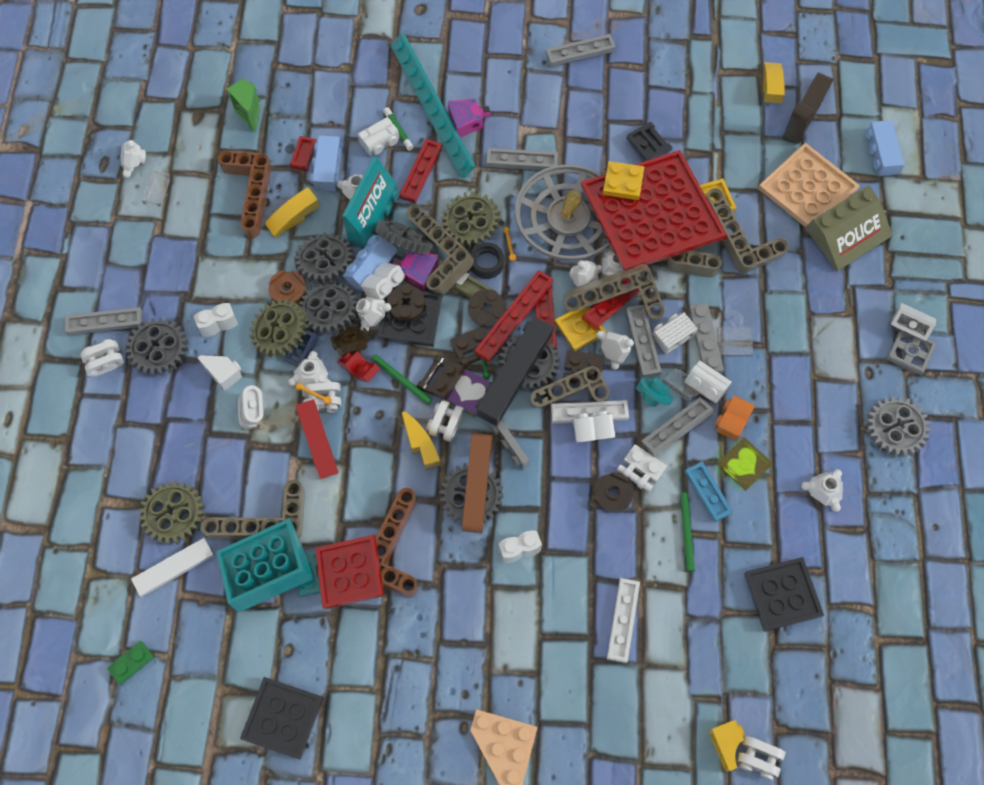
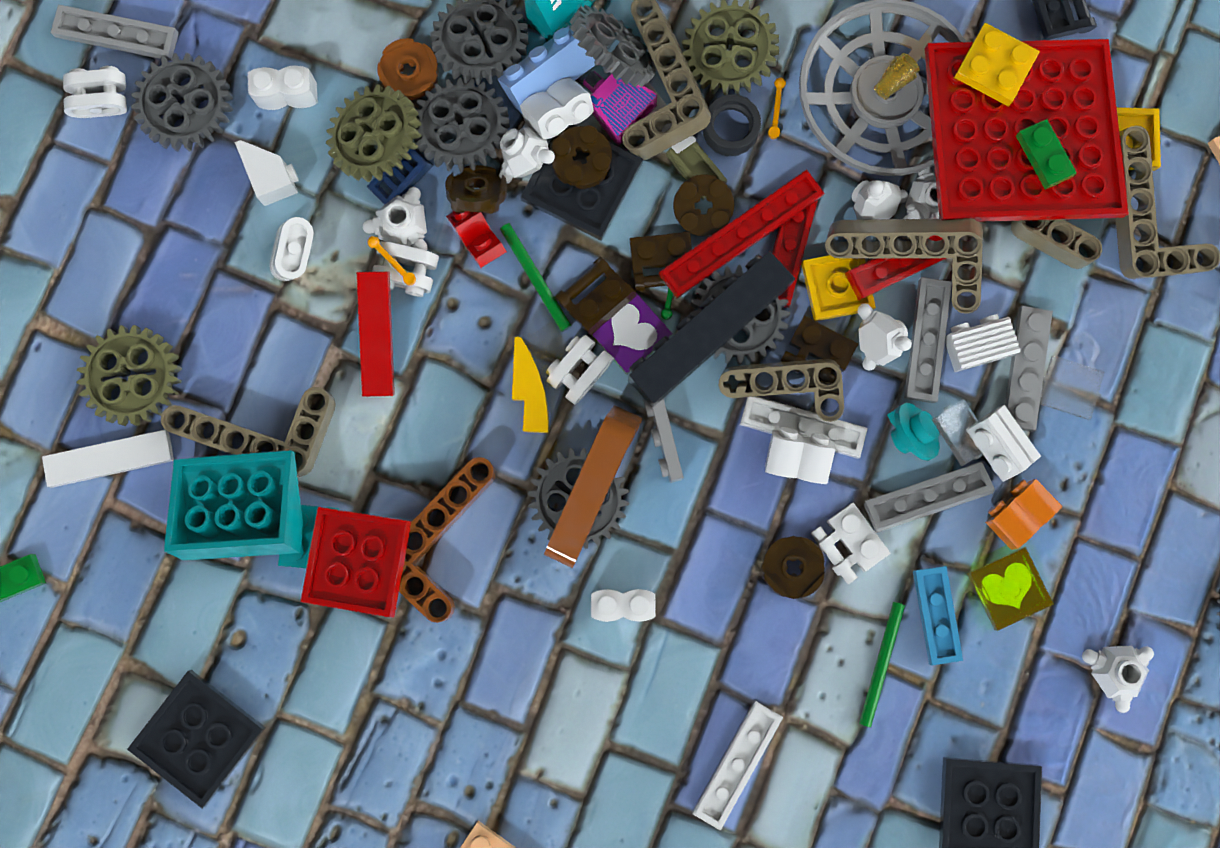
camera: 15 degrees right, 15 degrees up
(669, 217) = (1046, 154): none -> green plate

